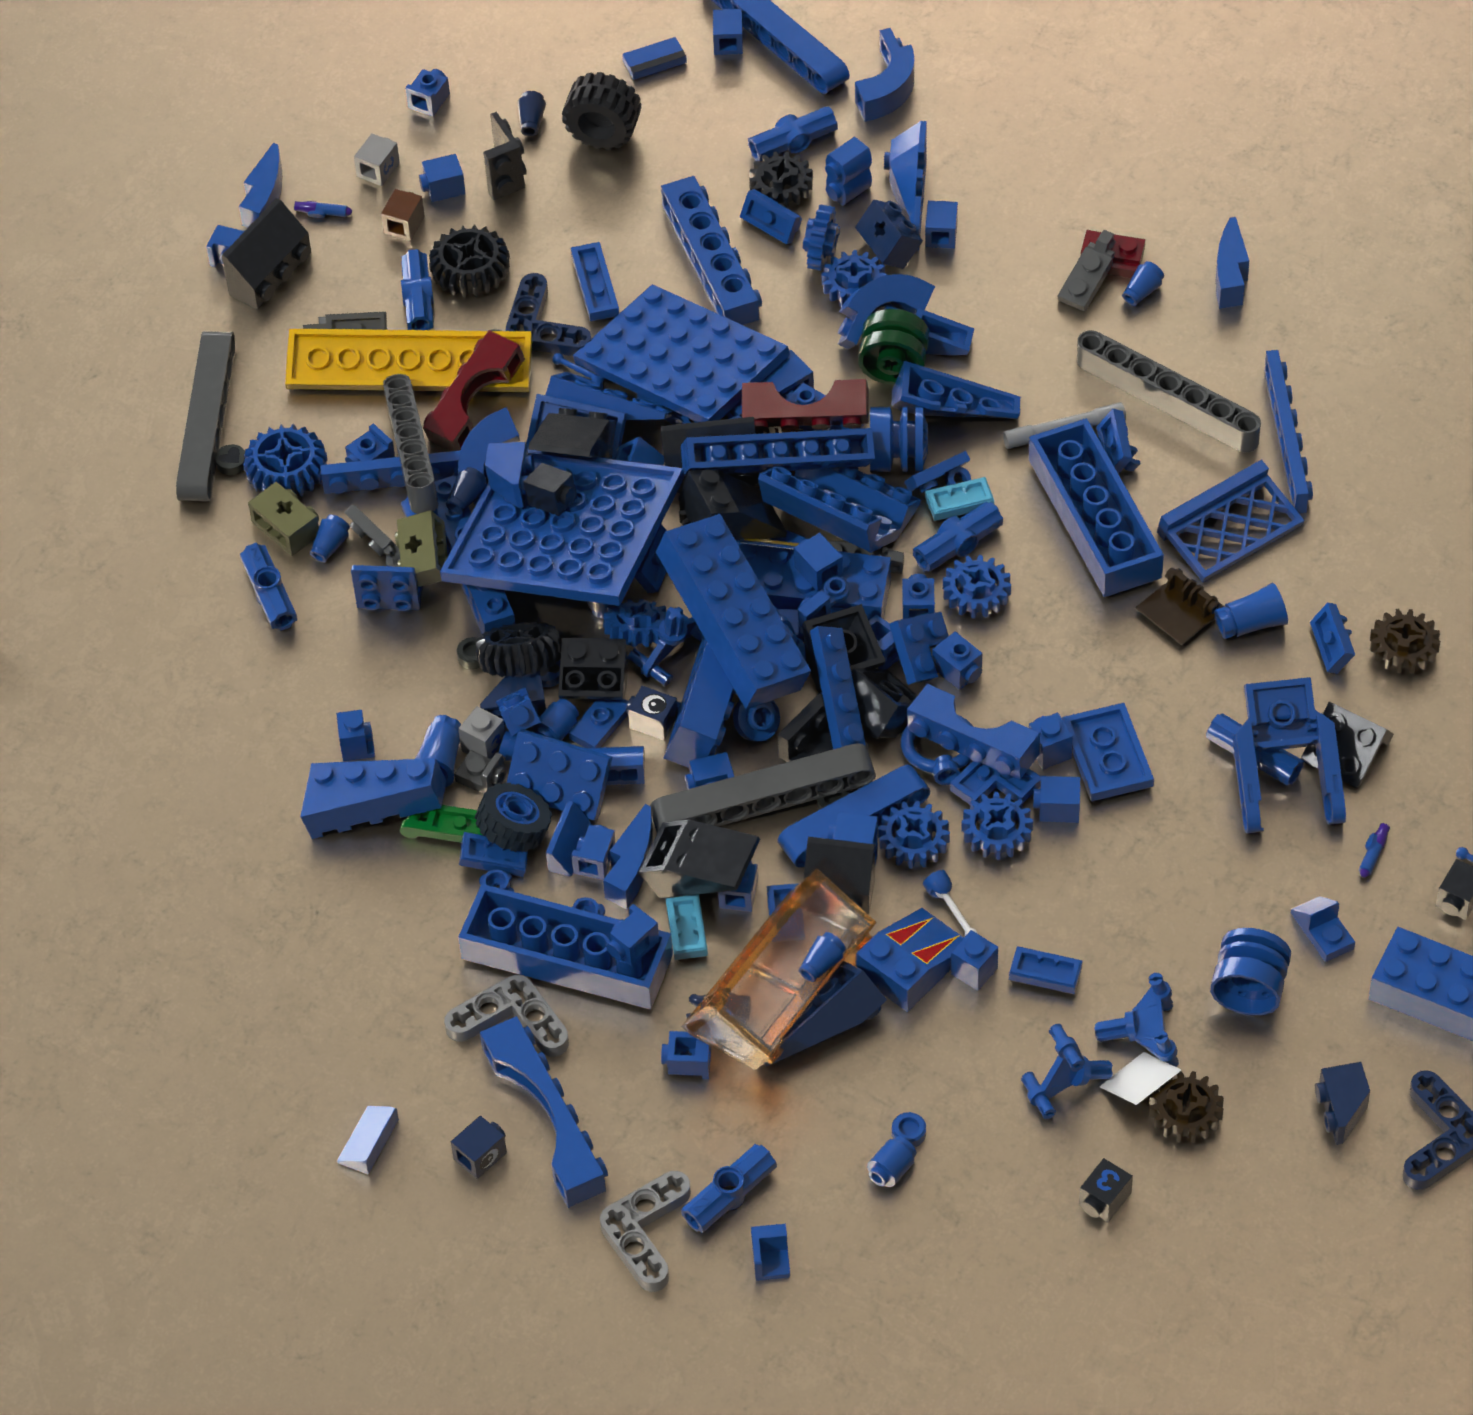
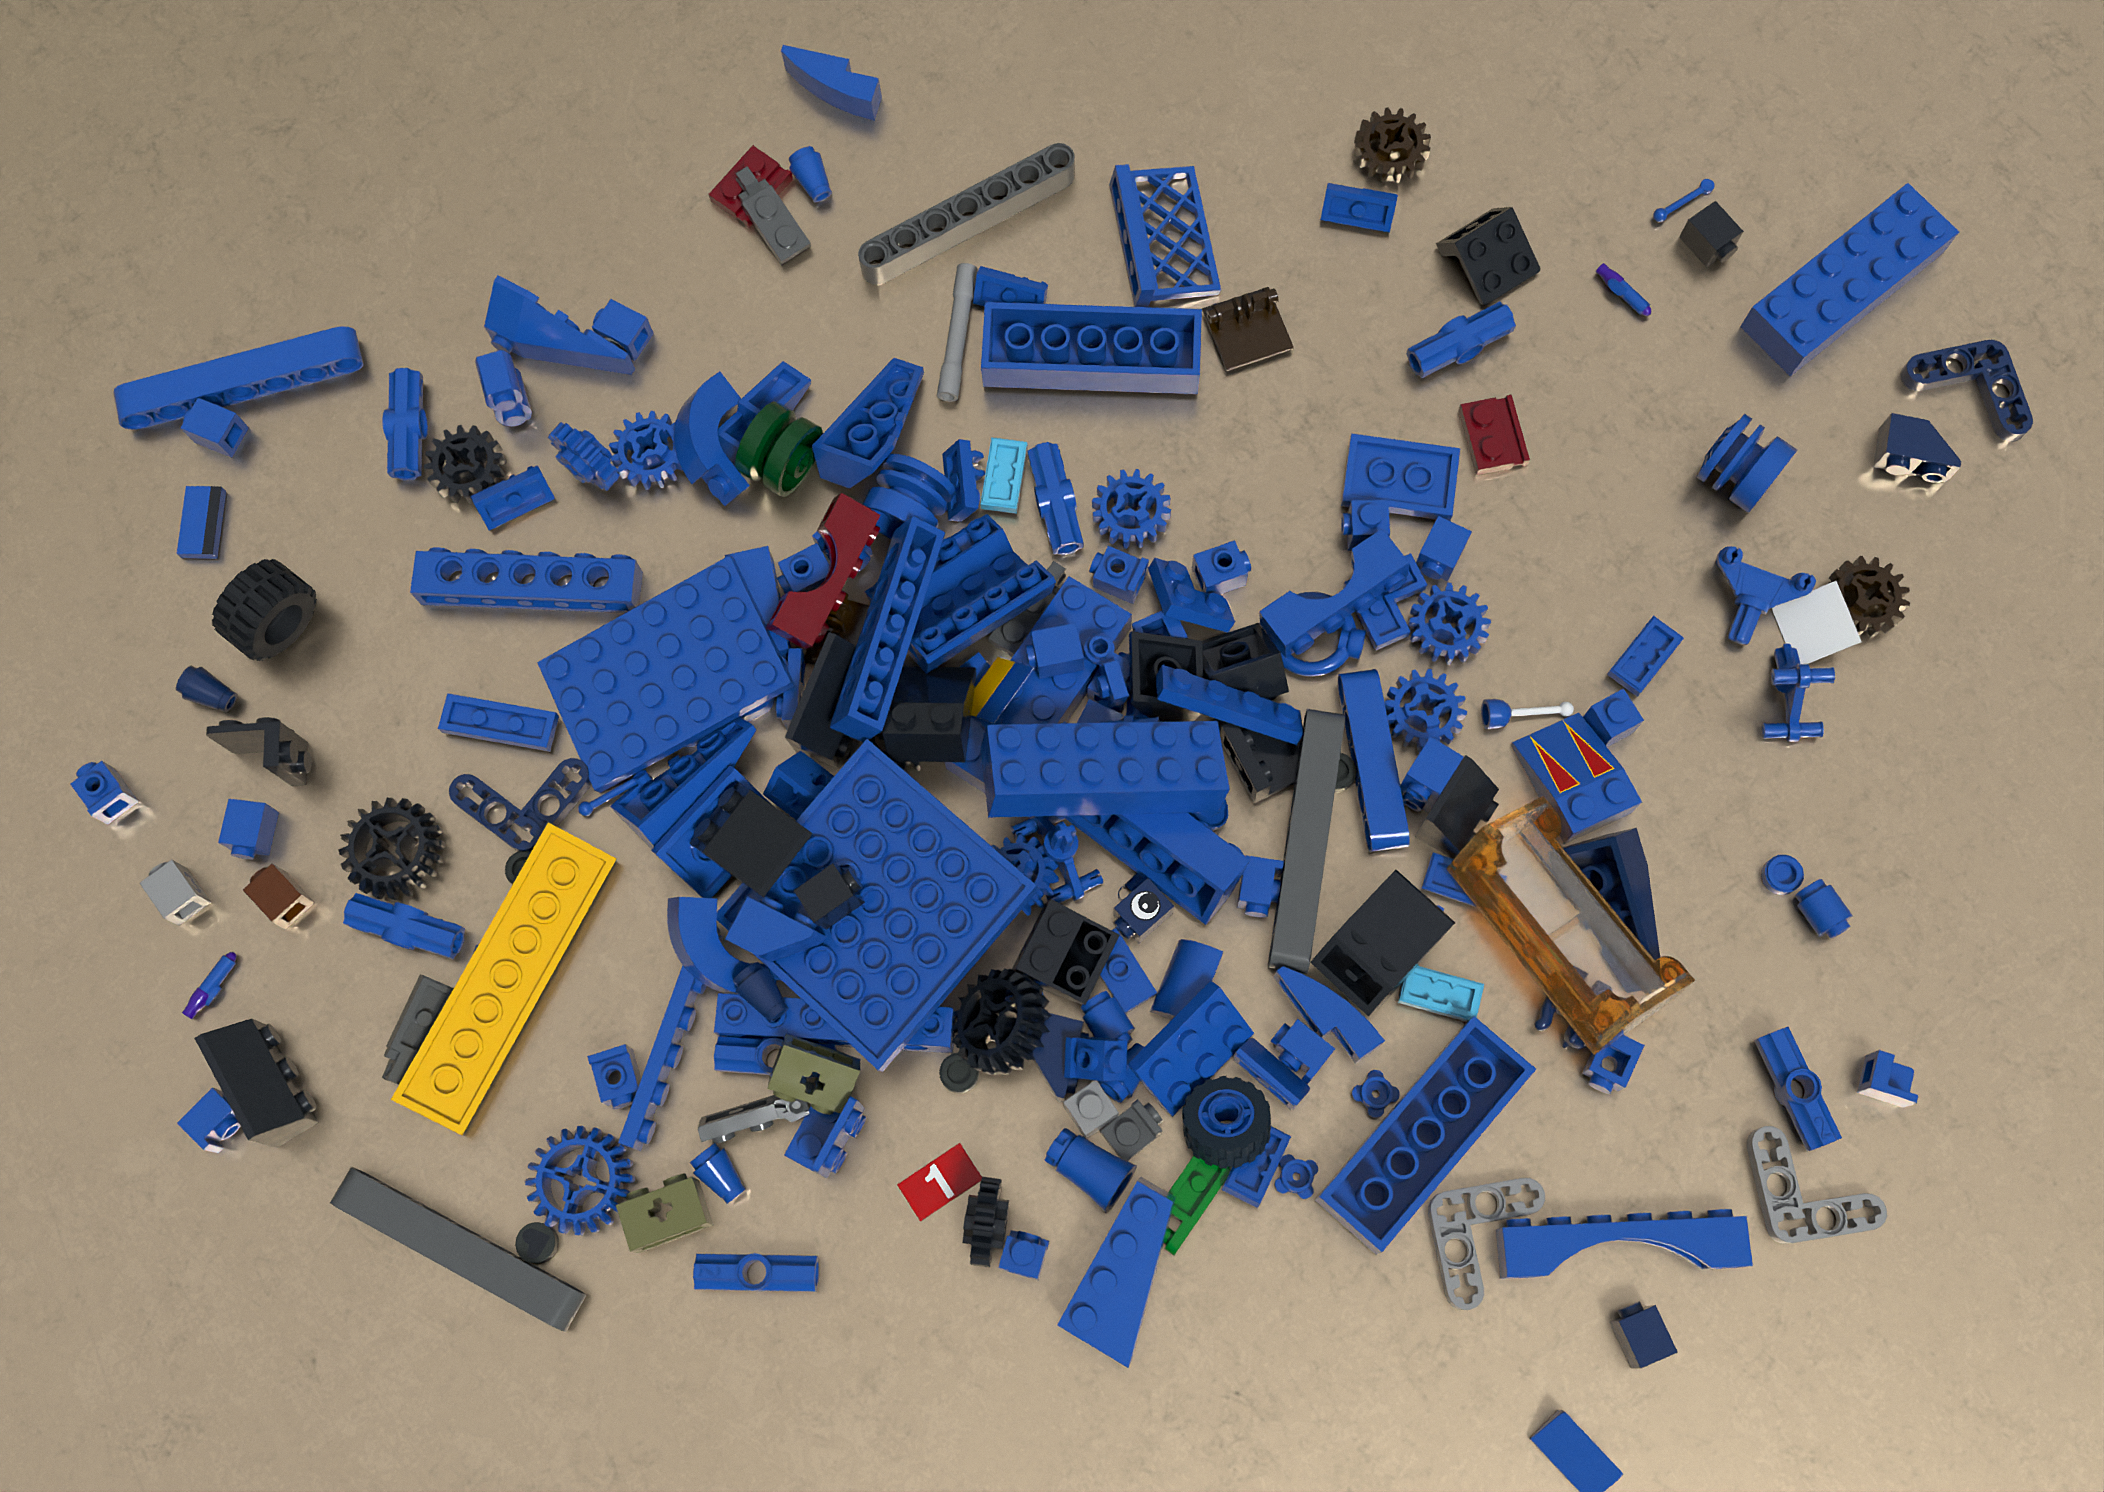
camera: 65 degrees left, 20 degrees up
(262, 186) = (145, 1046): blue slope -> none
(367, 692) = (985, 1221): none -> black gear
(387, 674) = (940, 1182): none -> red sticker
(410, 444) = (667, 1027): dark grey beam -> none
(492, 361) = (573, 882): dark red arch -> none
(633, 936) = (1477, 1060): blue brick -> none
(823, 955) = (1563, 870): blue cone -> none
(889, 233) = (613, 386): dark blue brick -> none
(893, 86) = (402, 309): blue arch -> none
(1105, 1190) = (1938, 717): black brick -> none
(1185, 805) = (1493, 434): none -> dark red plate
(1252, 613) = (1295, 262): blue plant -> none
(1285, 718) = (1473, 295): blue plate -> none
(1286, 422) = (1077, 129): blue plate -> none
(1323, 928) = (1694, 375): blue slope -> none

